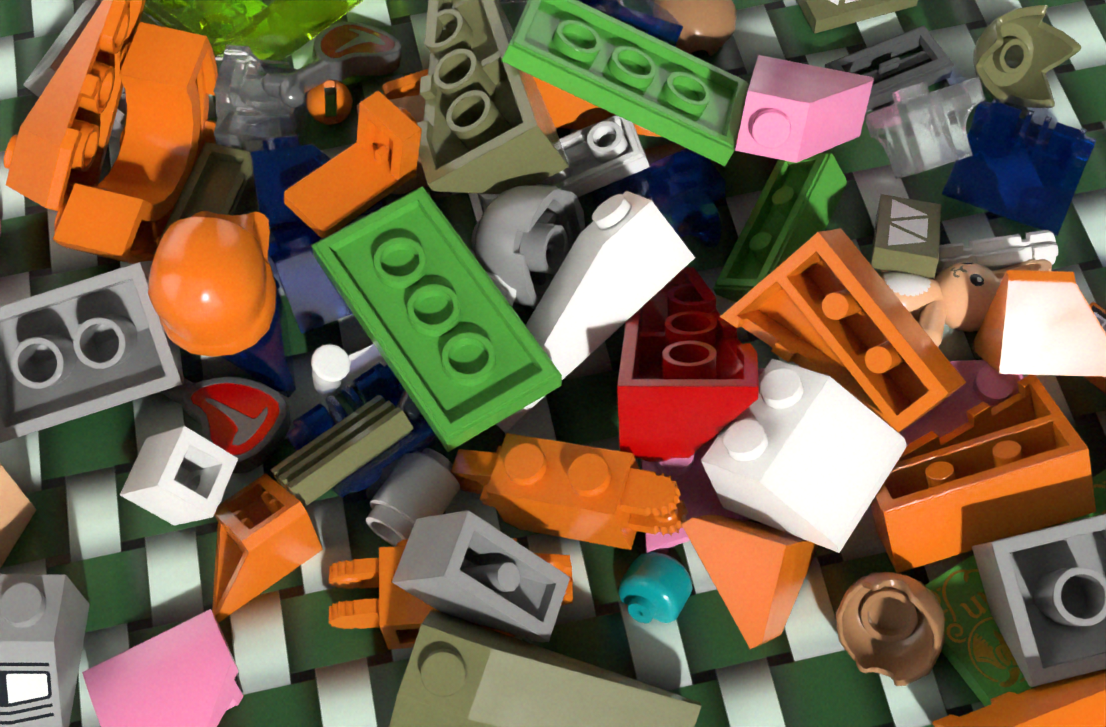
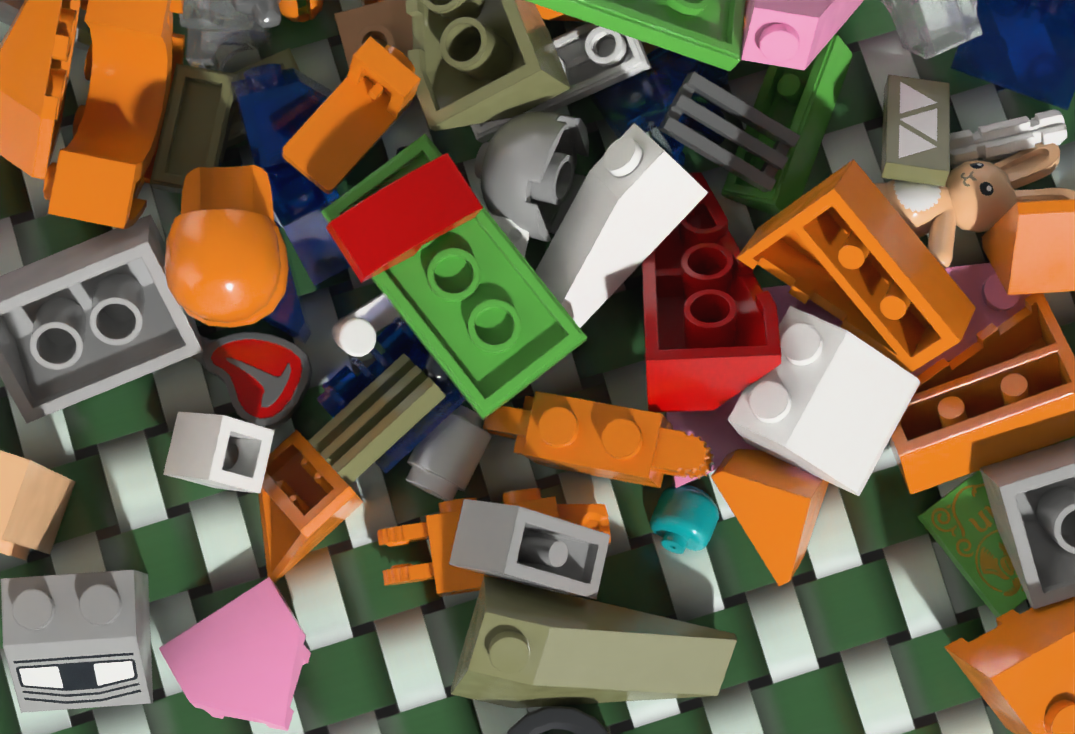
camera: 10 degrees left, 20 degrees up
(379, 247) = (404, 217): none -> red slope
(728, 211) = (774, 157): none -> dark grey tile
(891, 626) = (907, 551): medium nougat hair -> none

